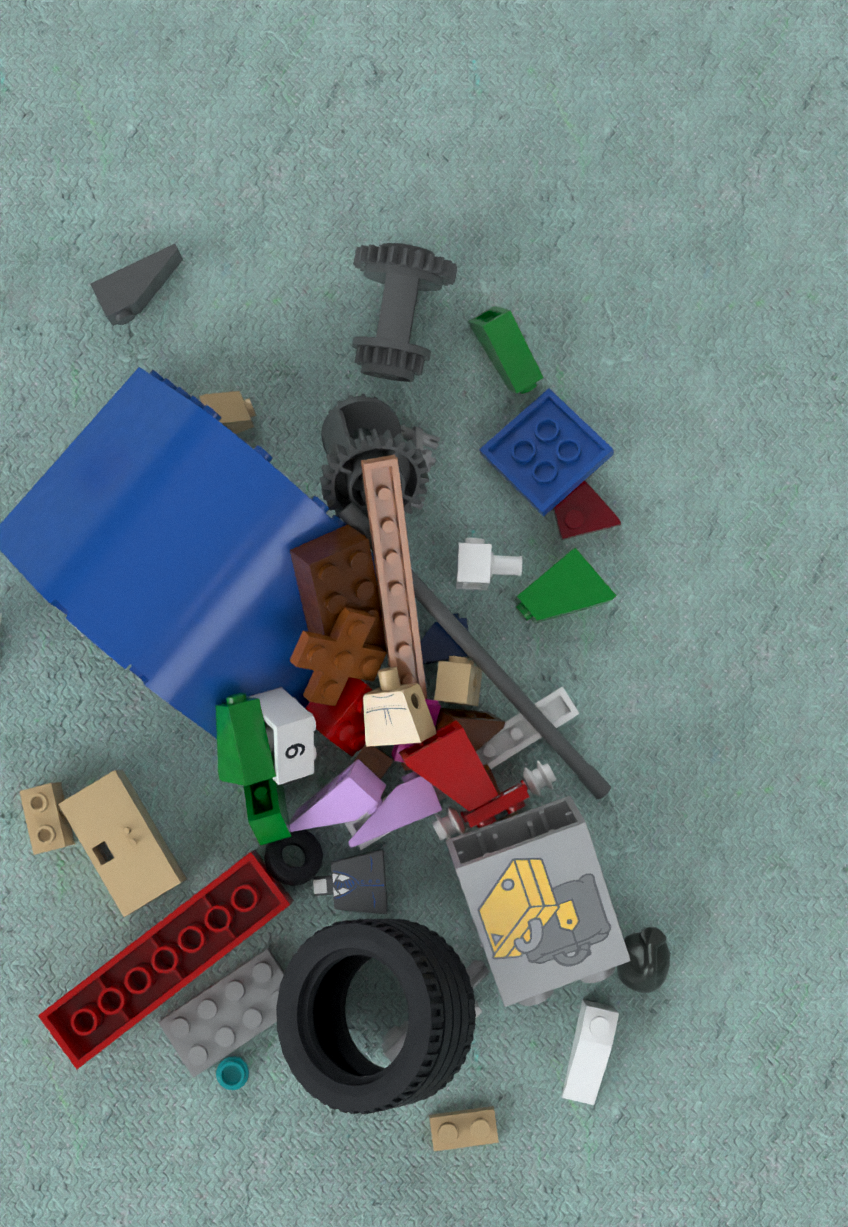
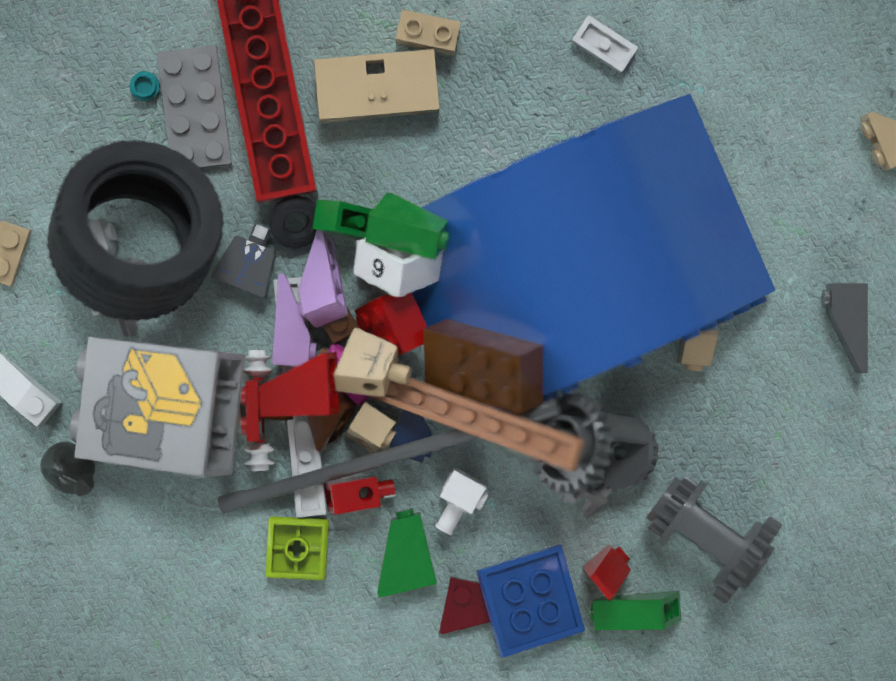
camera: 115 degrees right, 5 degrees up
(338, 656) = (437, 341): dark orange plate -> none
(481, 392) = (608, 569): none -> red slope
(536, 676) = (343, 494): none -> red torso
(627, 708) = (283, 562): none -> lime brick

